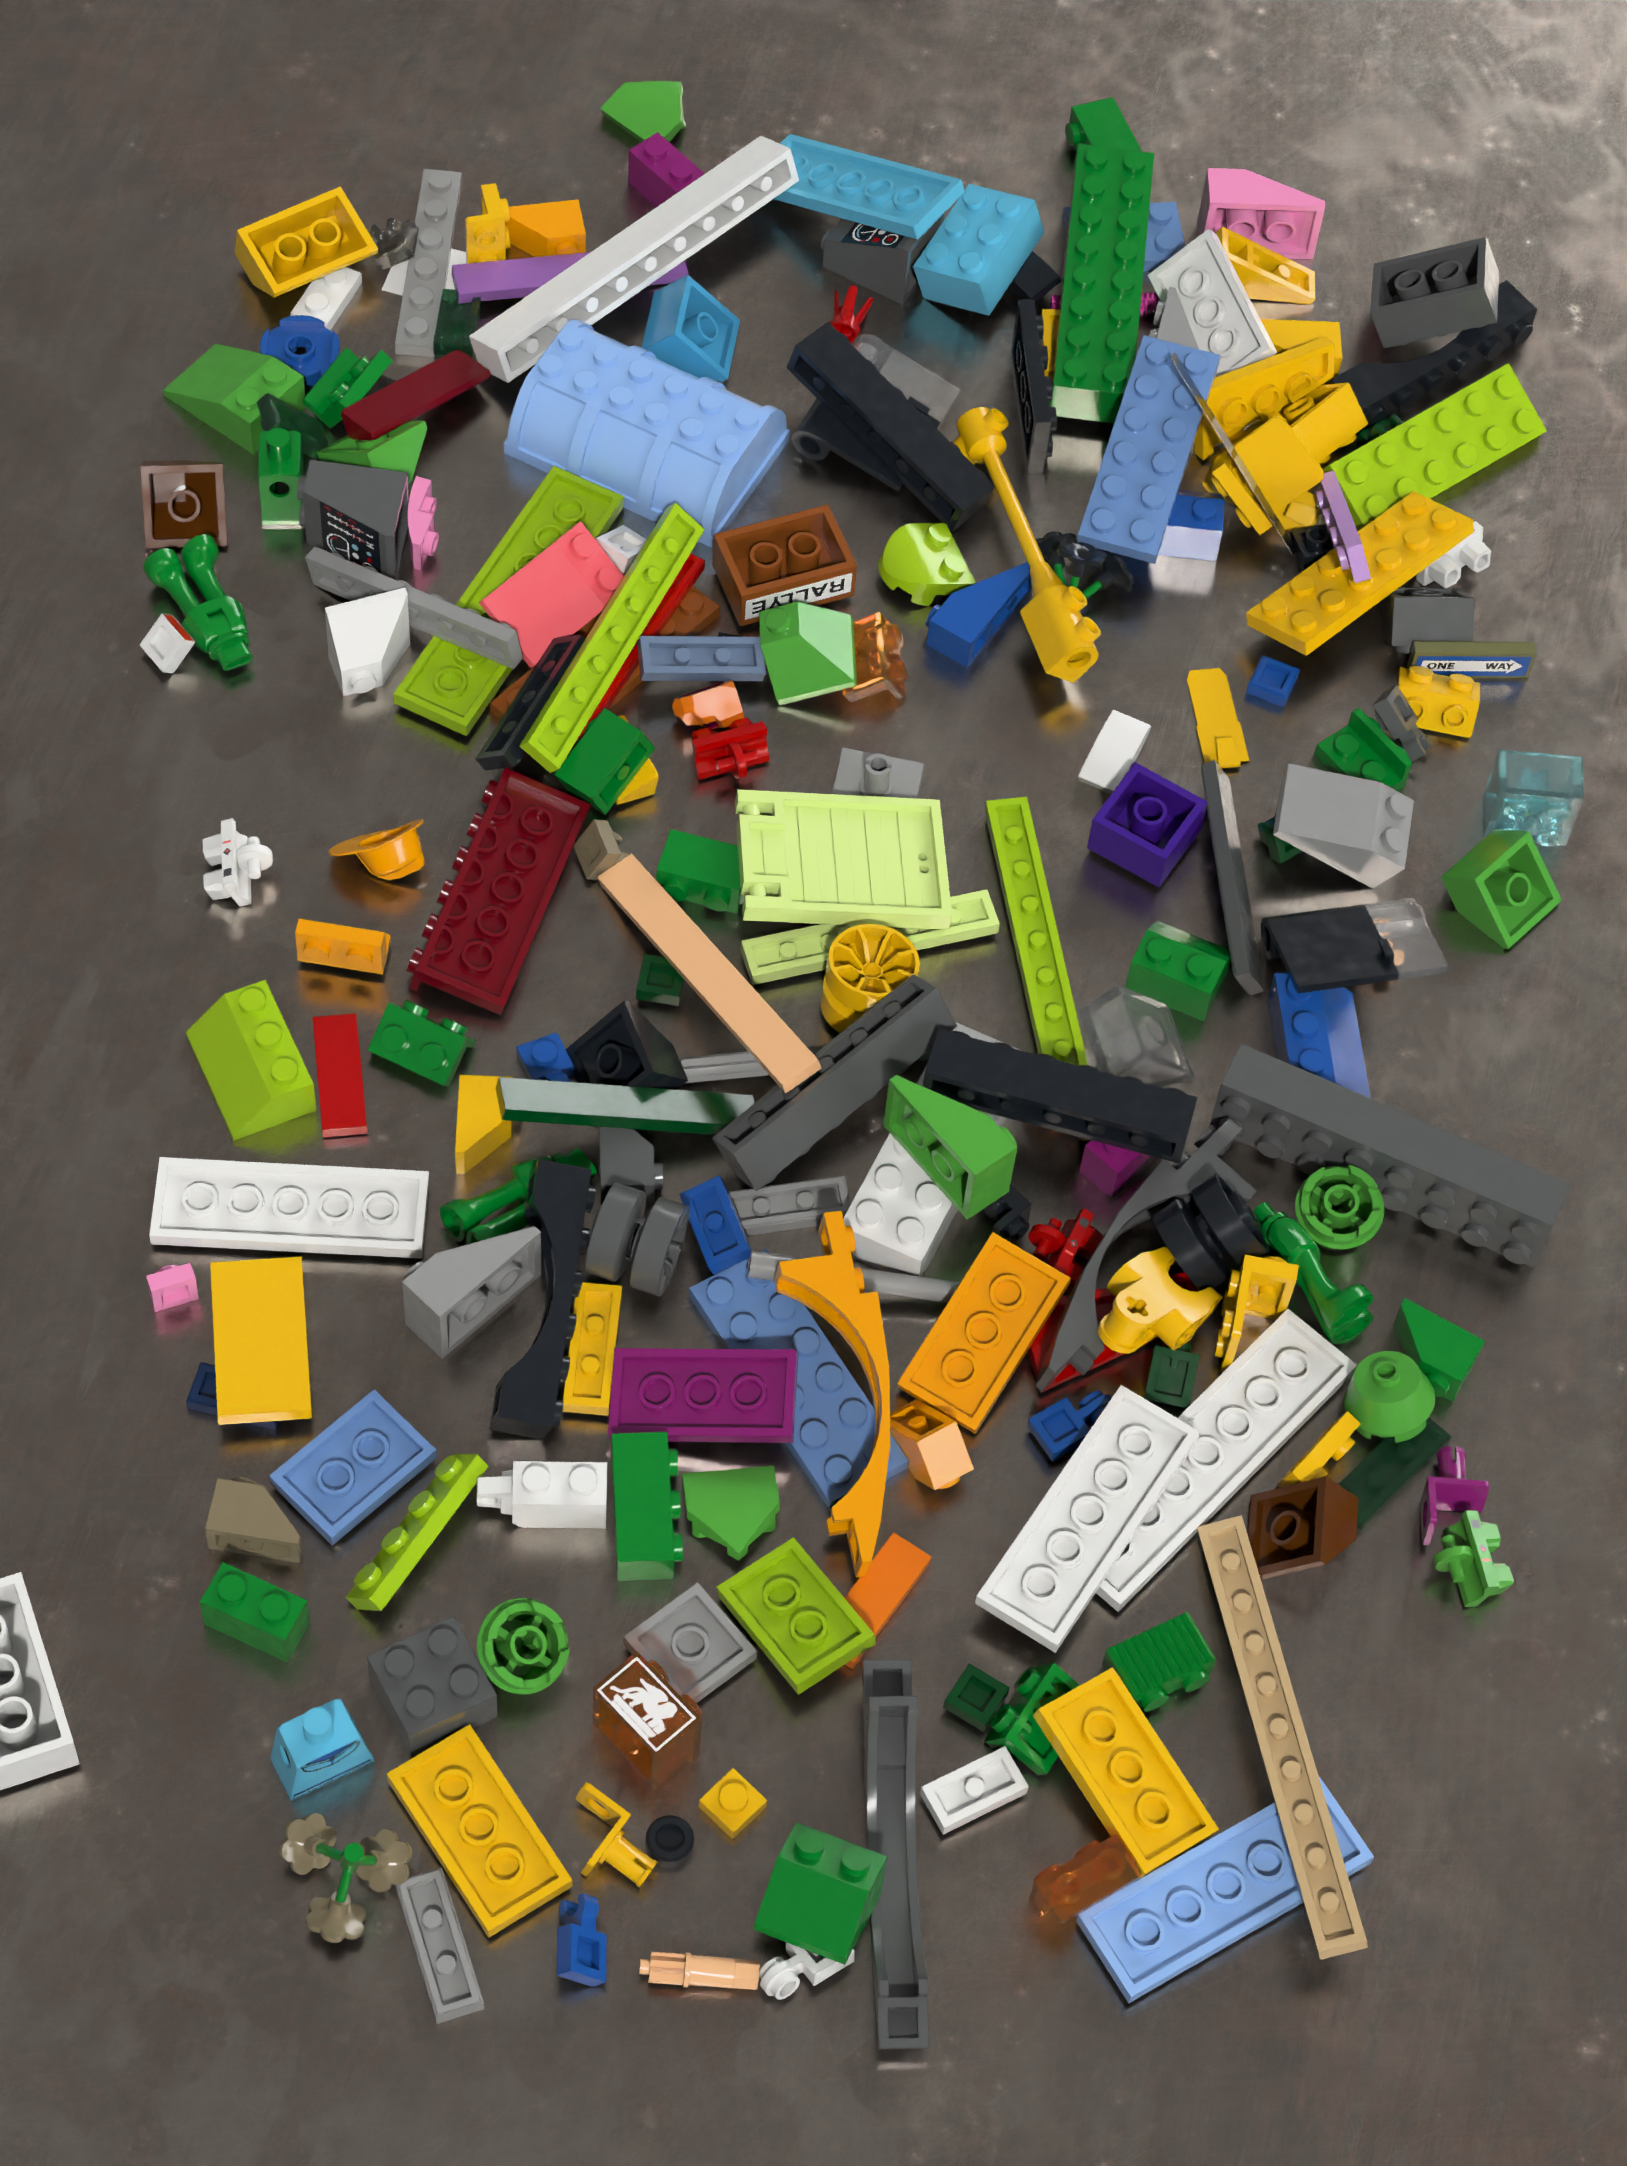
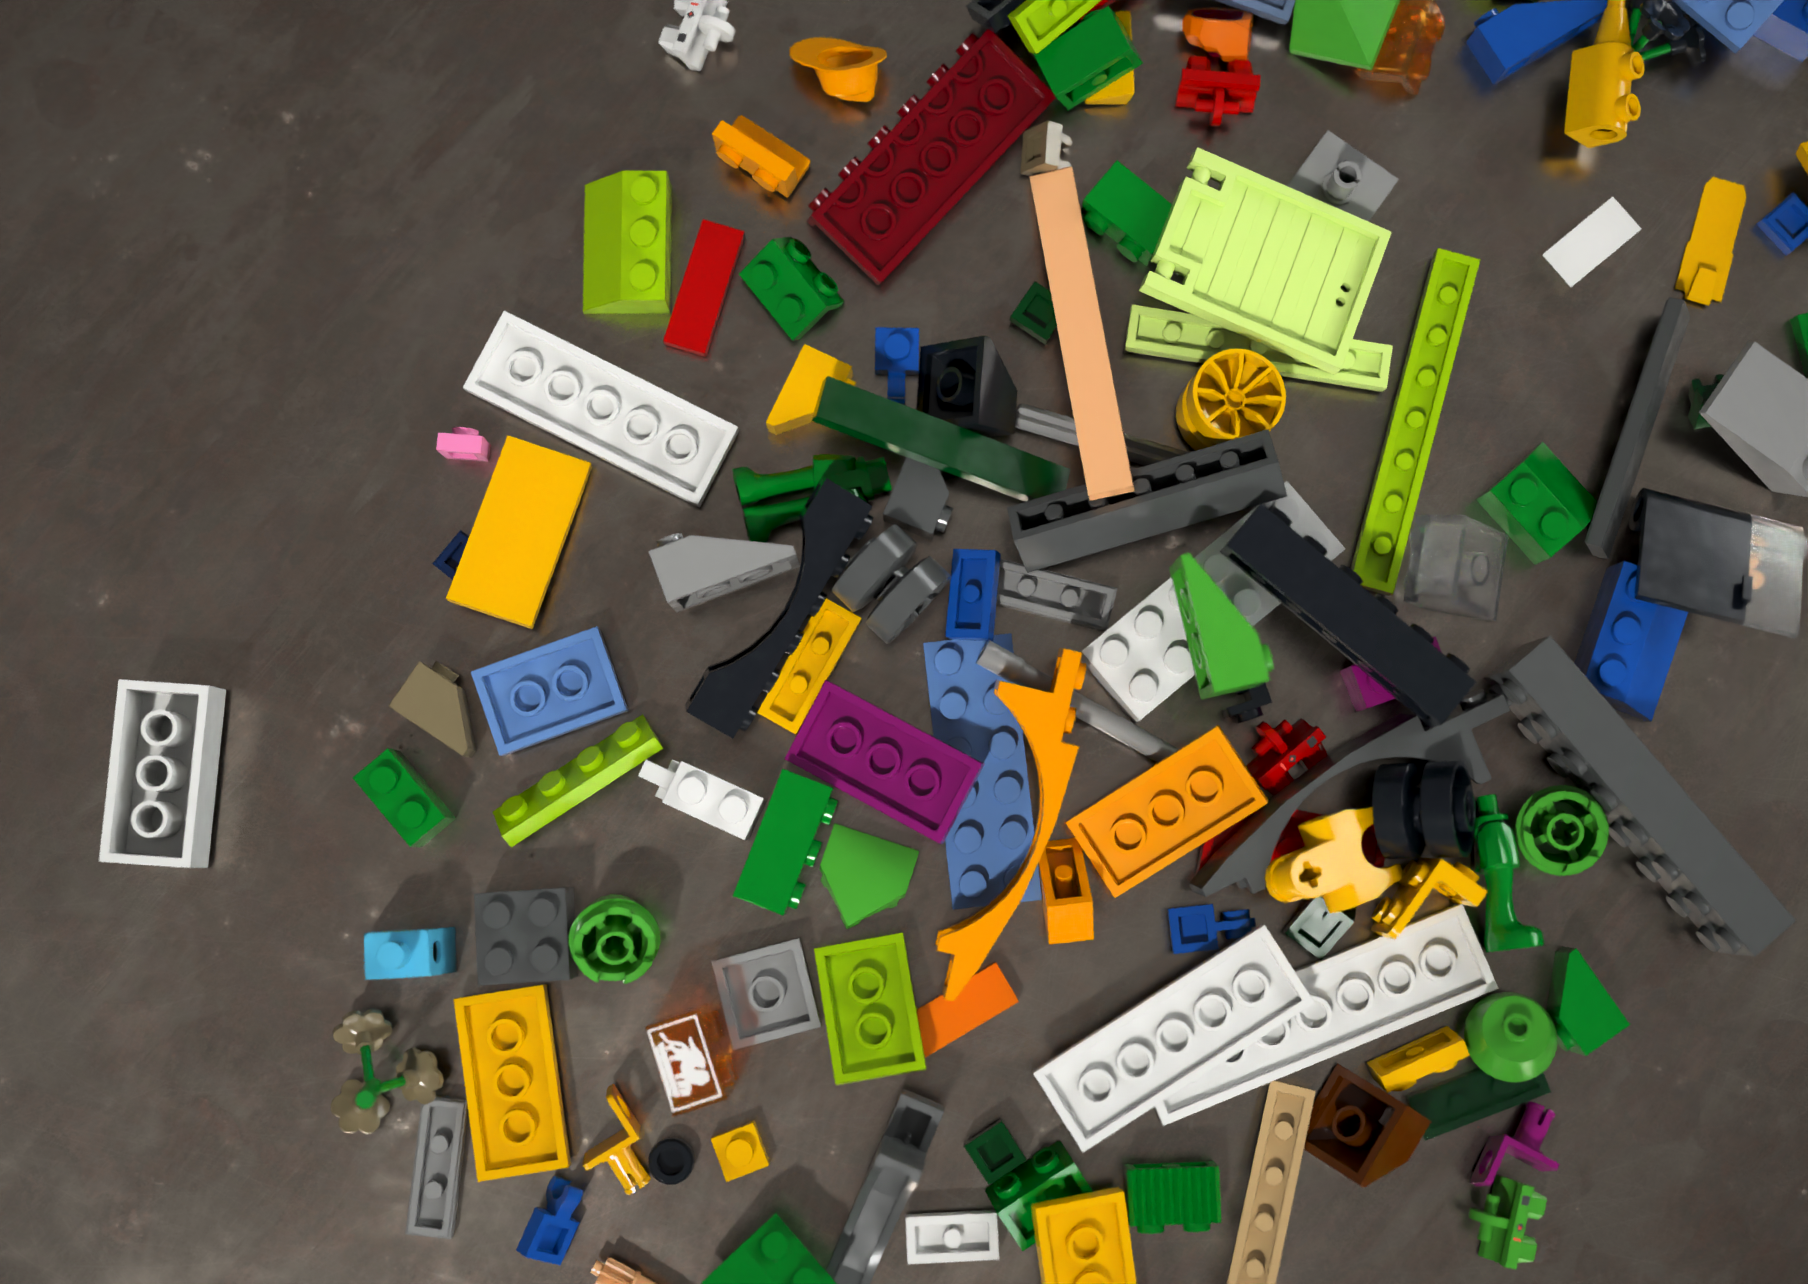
camera: 30 degrees right, 25 degrees up
(1147, 824) = (1582, 340): dark purple brick -> none

